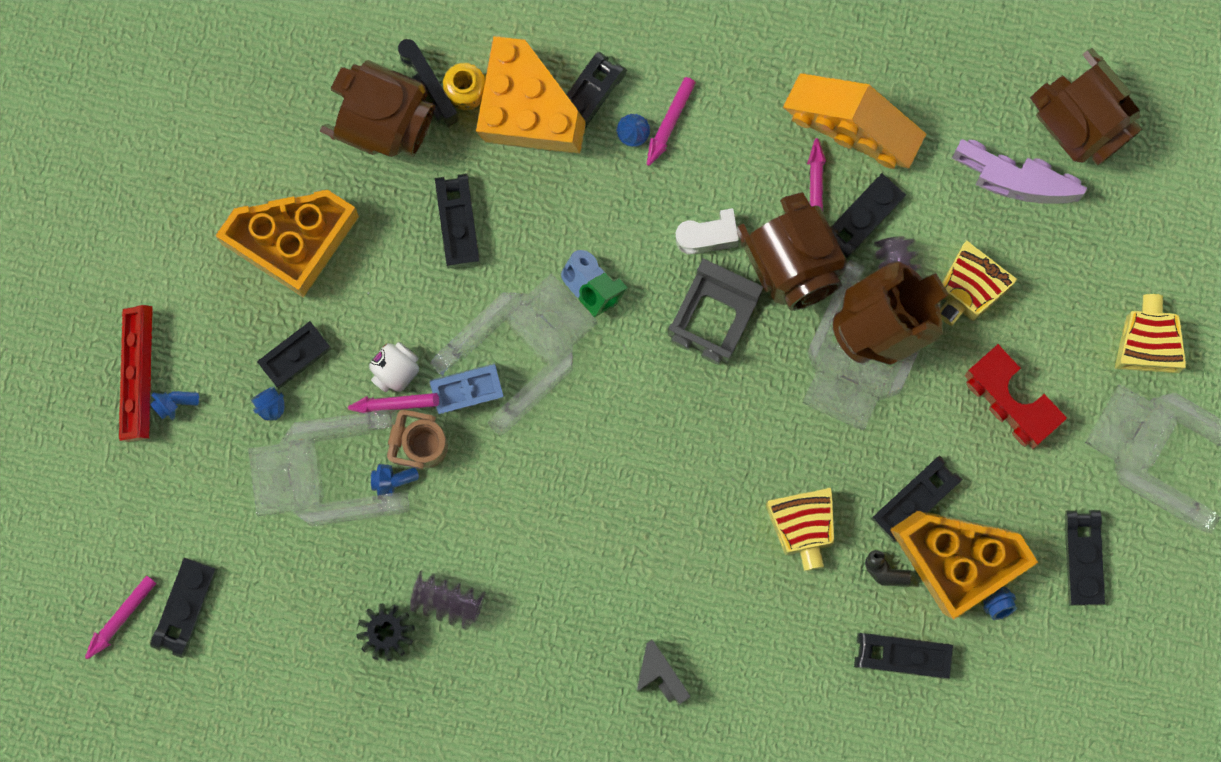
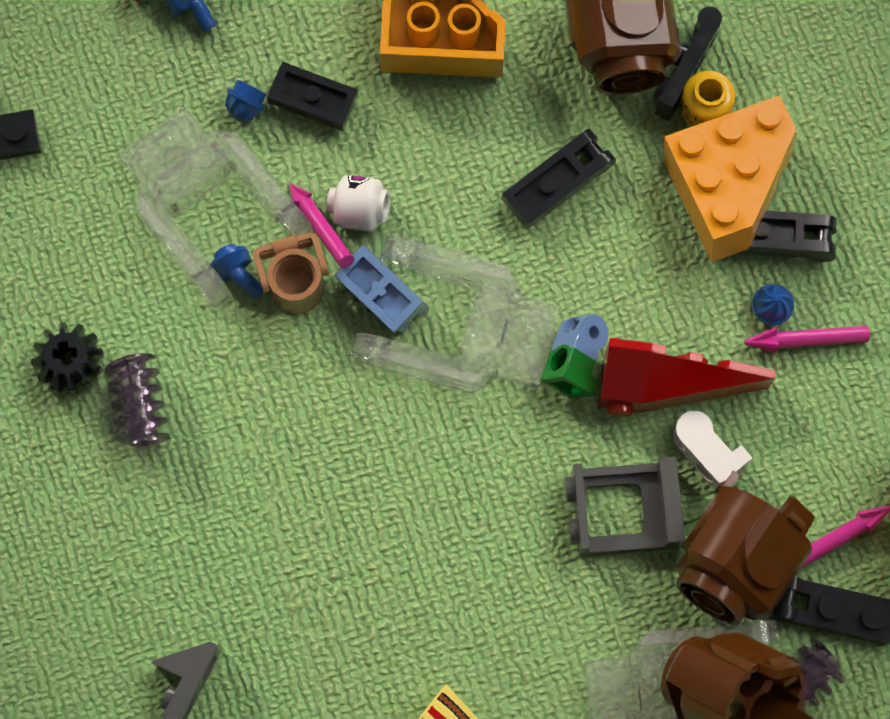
camera: 55 degrees right, 5 degrees down
(636, 244) = (645, 379): none -> red wedge

